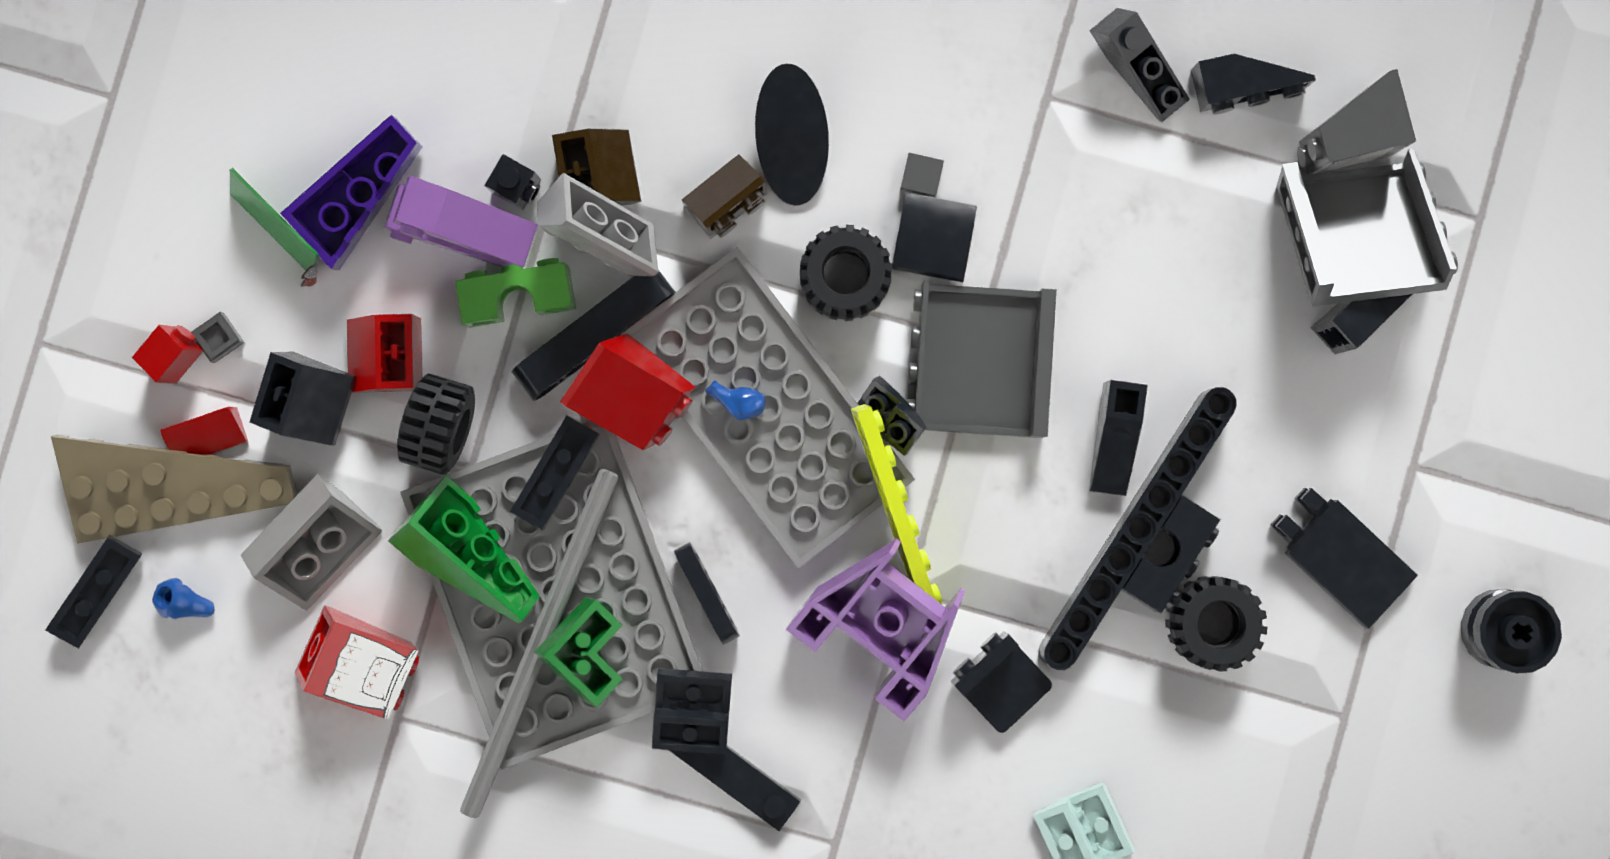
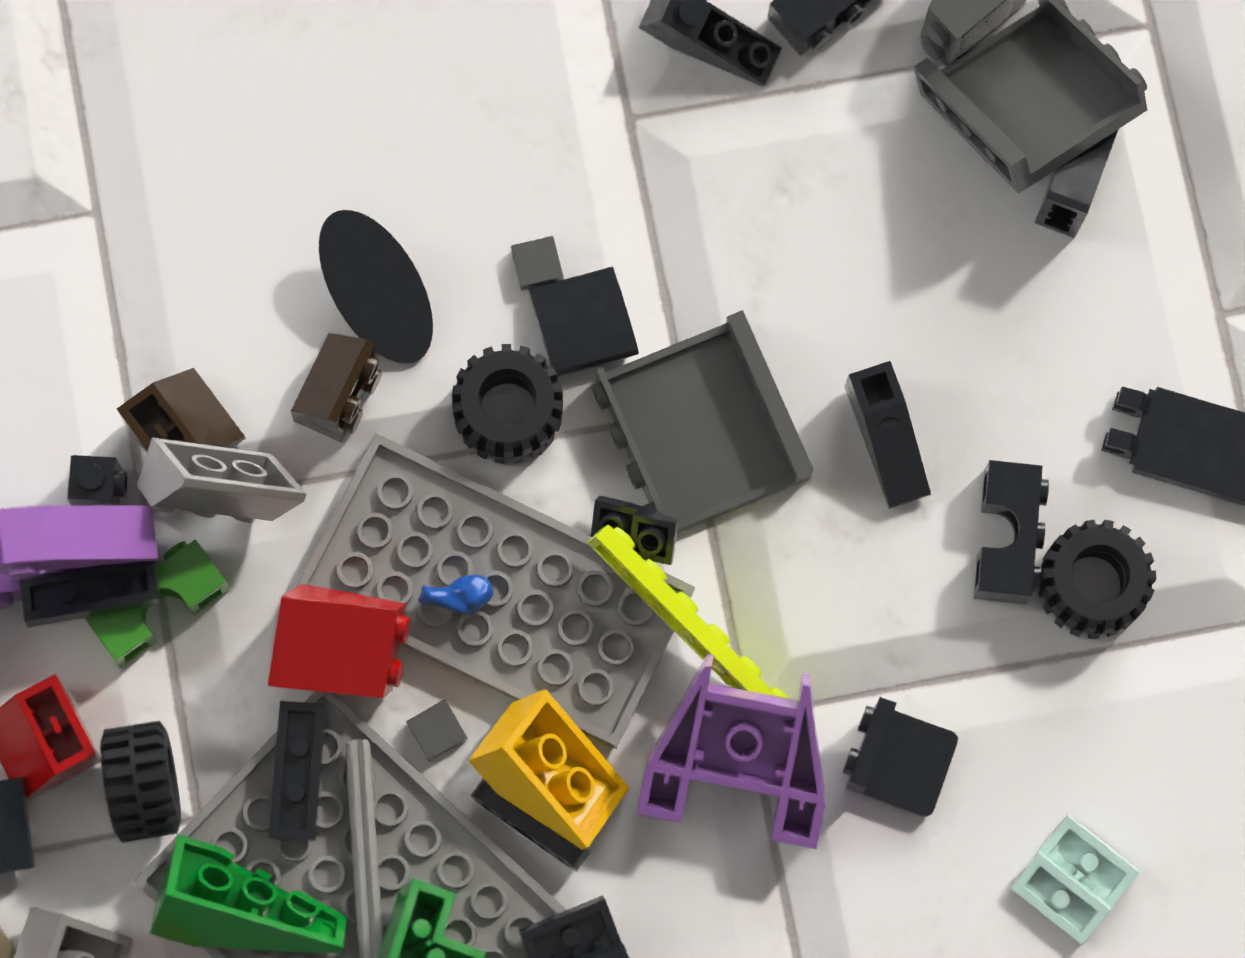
camera: 30 degrees left, 10 degrees down
(465, 266) = (89, 592): none -> black plate
(575, 344) = (255, 613): black beam -> none
(674, 489) = (436, 730): none -> dark grey tile
(739, 563) = (549, 769): none -> yellow slope
(1153, 518) = (968, 501): black beam -> none

